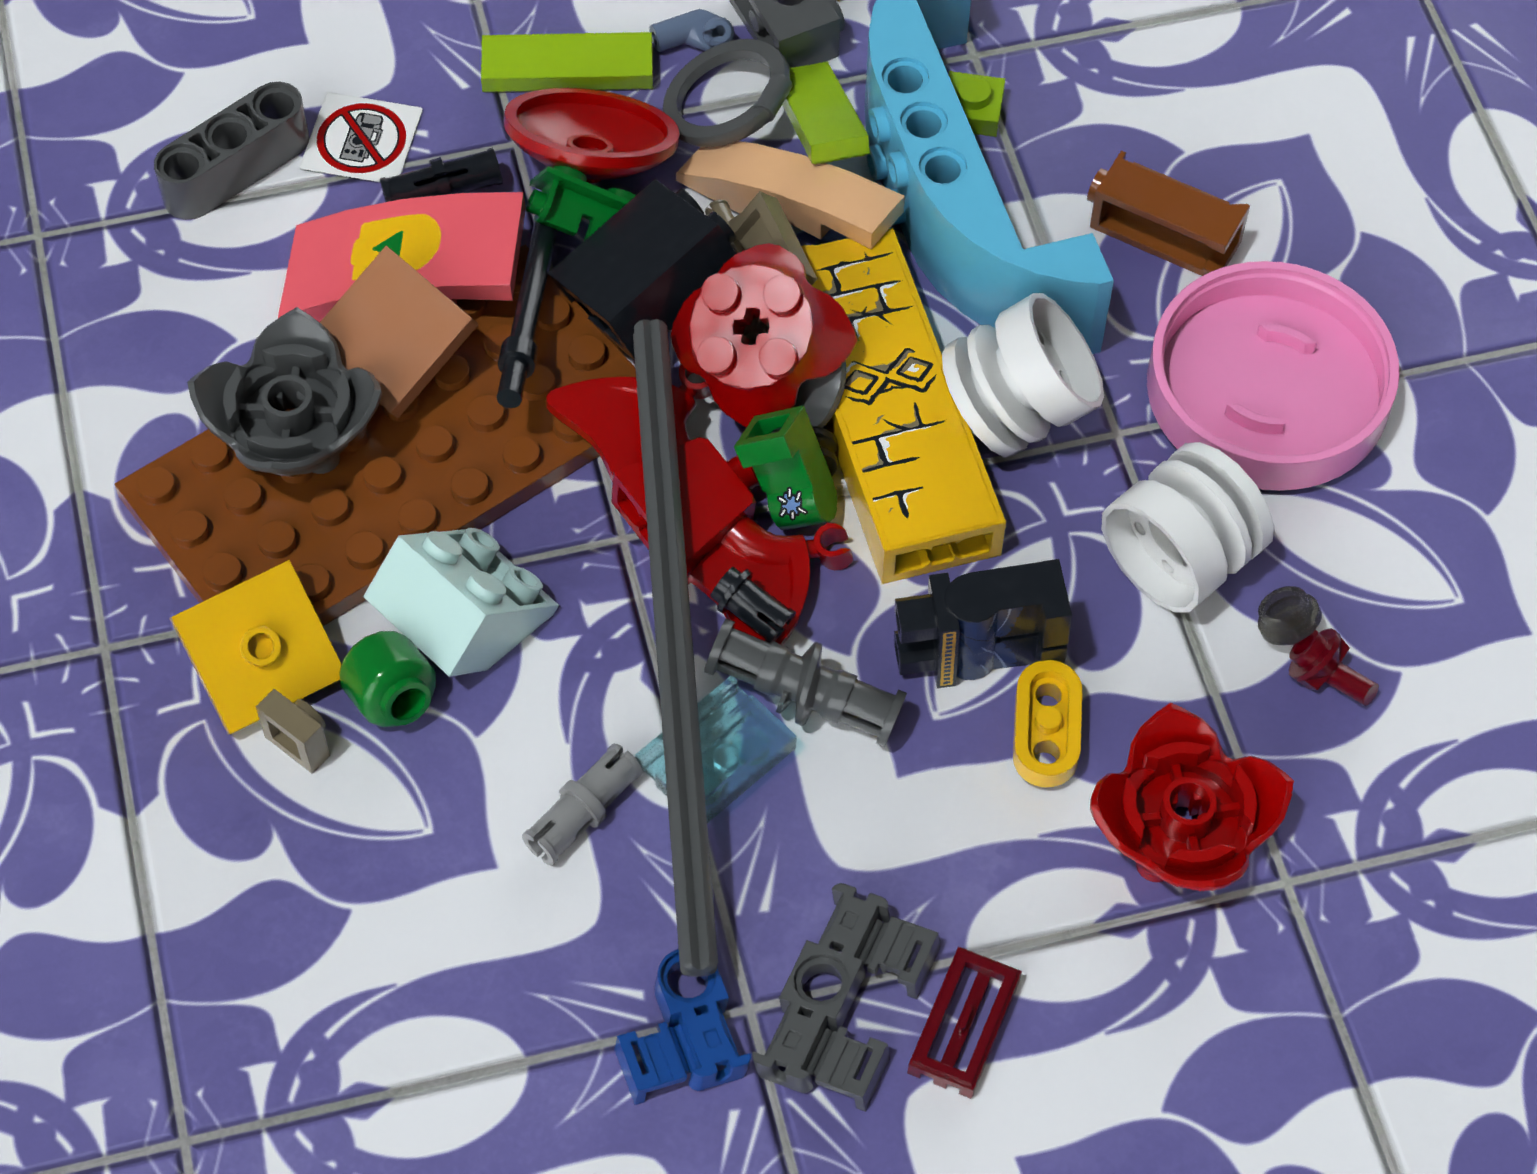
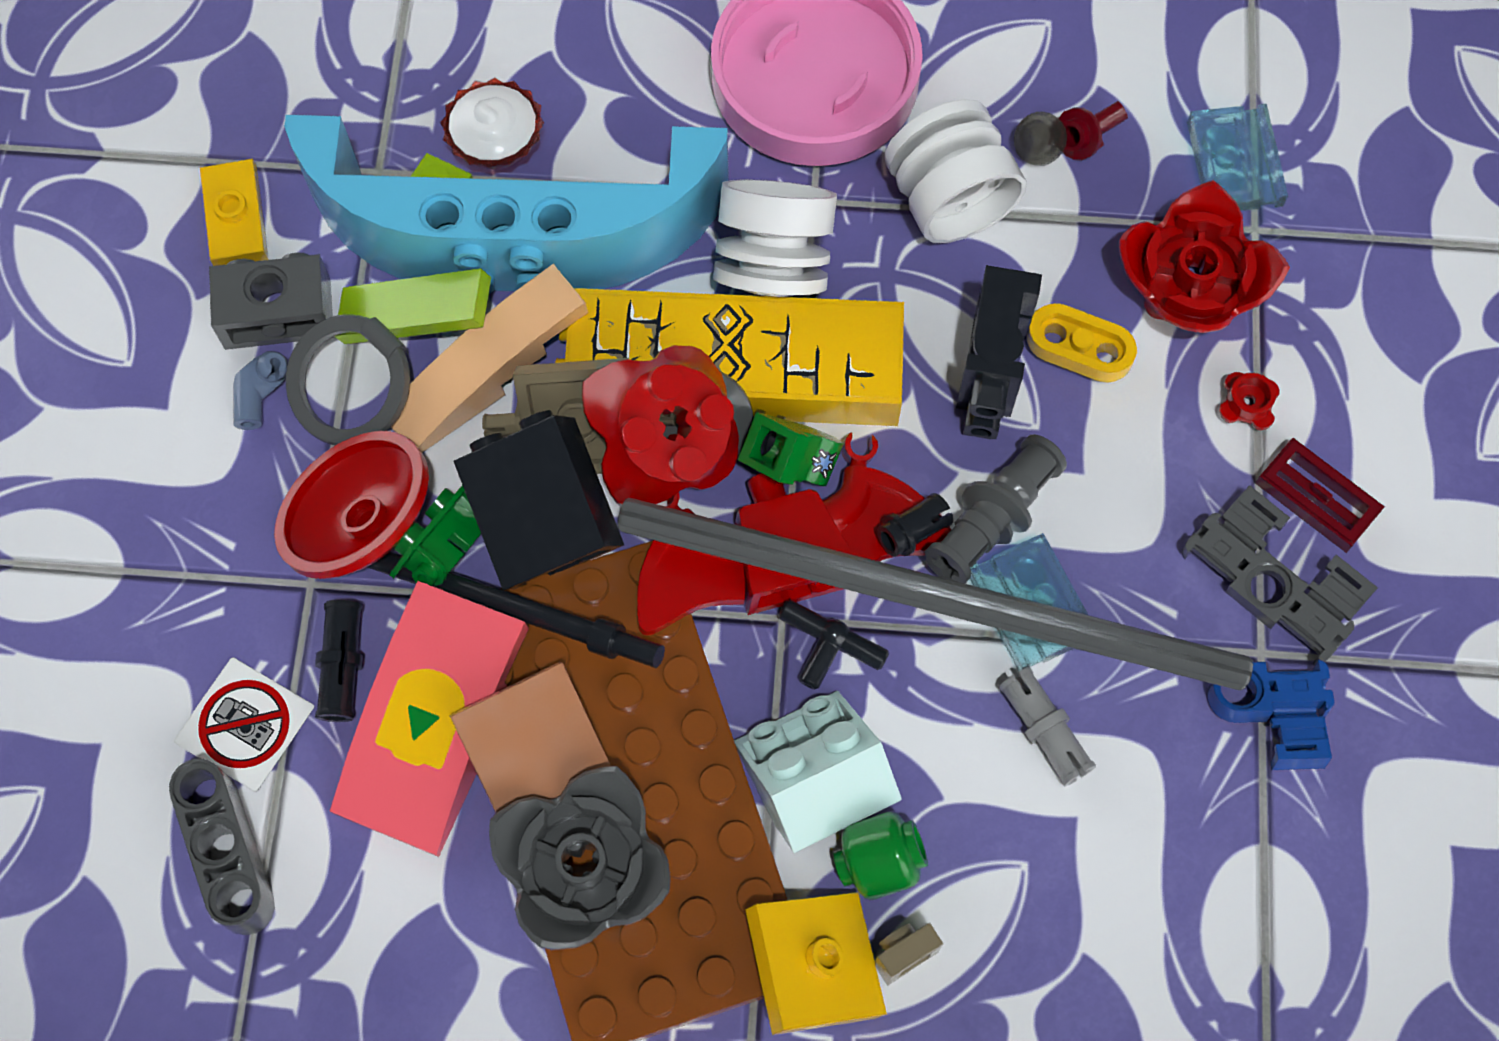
camera: 70 degrees left, 10 degrees up
(567, 61) = (239, 510): lime tile -> none
(612, 581) = (832, 637): none -> black piece
(1057, 116) = (492, 123): none -> white piece
(1057, 899) = (1251, 385): none -> red plate
(1166, 216) = (626, 82): dark orange window -> none
(1362, 828) = (1239, 154): none -> clear light blue plate

